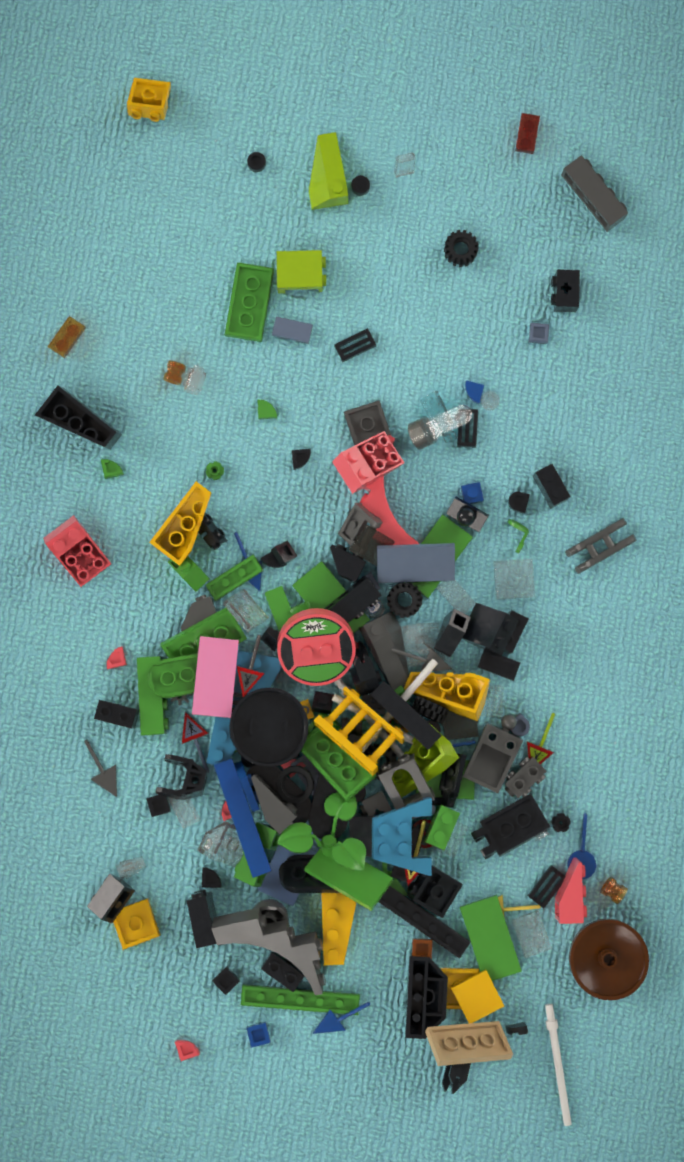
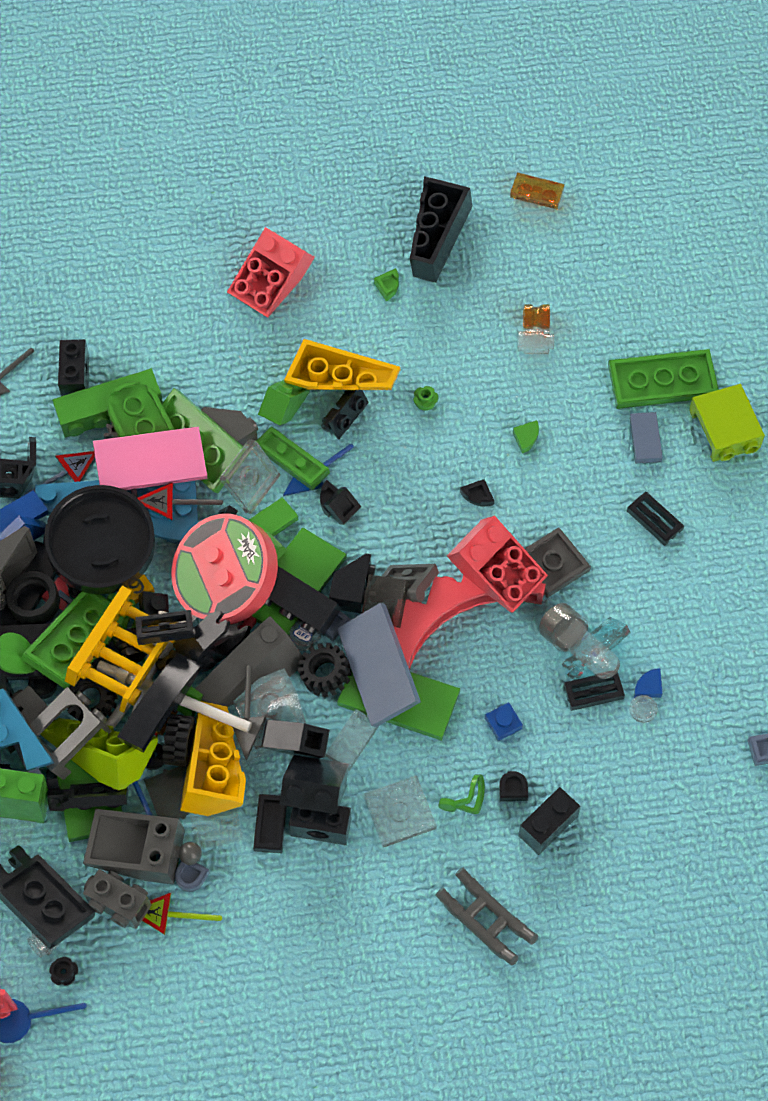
camera: 75 degrees right, 20 degrees down
(116, 659) = (146, 355): coral tile -> none
(354, 699) = (165, 630): none -> black tile
(467, 514) = (470, 720): black tile -> none

